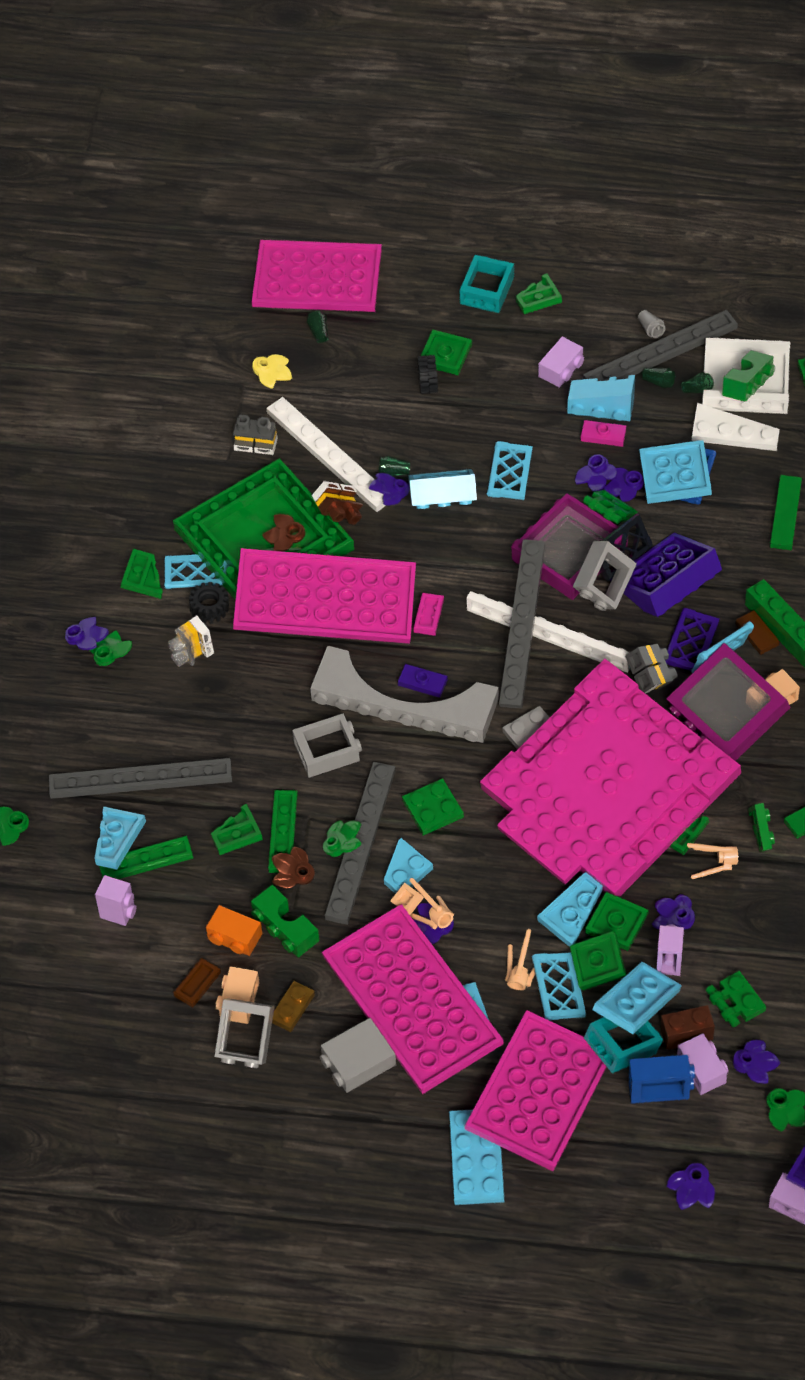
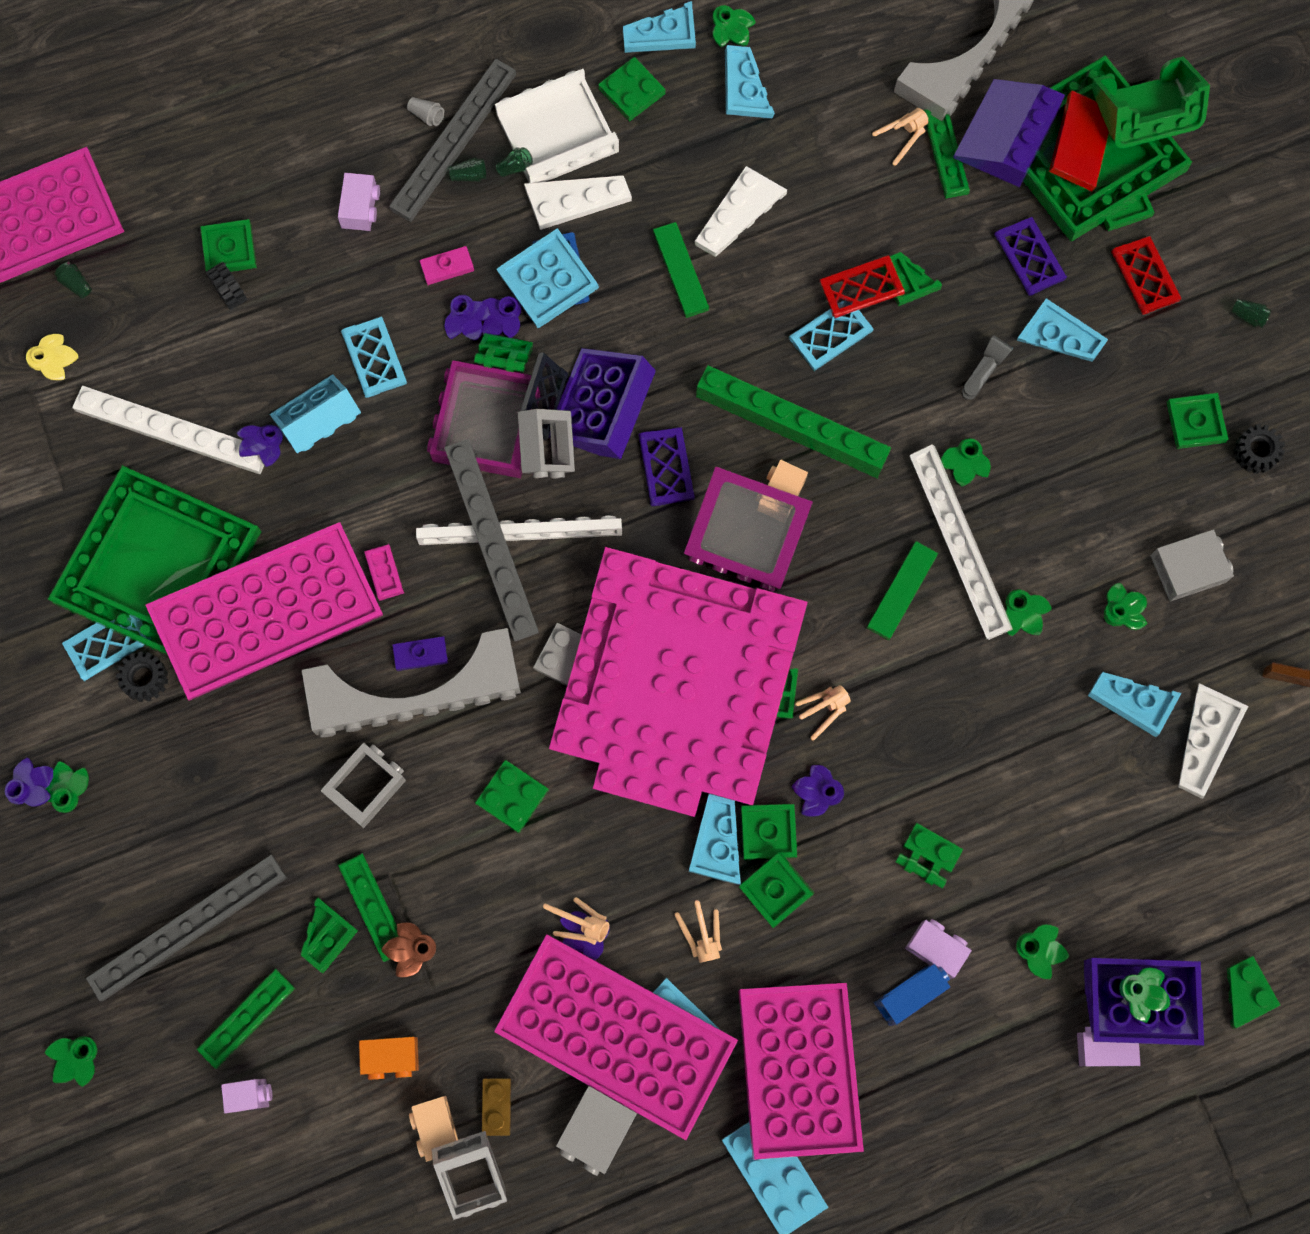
camera: 35 degrees left, 20 degrees up
(117, 836) = (202, 1011): medium azure wing -> none
(142, 574) = (50, 679): green wing -> none
(190, 642) = (150, 740): clear hips -> none
(197, 982) = (382, 1134): reddish brown tile -> none
(255, 435) = (71, 448): dark grey hips -> none
(282, 535) = (176, 556): copper plate -> none
(295, 935) = (412, 1010): green arch -> none
(338, 502) = (216, 490): copper hips -> none
(342, 838) = (443, 883): green plate -> none
(355, 862) = (461, 878): dark grey plate -> none
(393, 466) = (249, 413): clear green cone -> none
(404, 865) = (524, 883): medium azure wing -> none
(407, 897) = (546, 923): light nougat plate -> none
(492, 300) = (229, 163): teal window -> none
(539, 296) = (290, 131): green wing -> none
(564, 1011) = (772, 935): medium azure window -> none
(602, 398) = (426, 227): medium azure wedge -> none
(613, 1056) = (839, 988): teal window -> none
(637, 997) = (841, 916): medium azure tile -> none
(651, 667) = (650, 525): dark grey hips -> none
(670, 950) = (843, 841): lavender brick -> none
(685, 1025) = (903, 917): copper brick -> none
(691, 1189) = (999, 1093): dark purple plate -> none
(733, 641) = (708, 466): medium azure window -> none
(754, 371) = (564, 140): green arch -> none
(758, 1061) = (987, 911): dark purple plate -> none
(761, 635) = (726, 424): reddish brown tile -> none
(761, 816) = (853, 651): green wing -> none

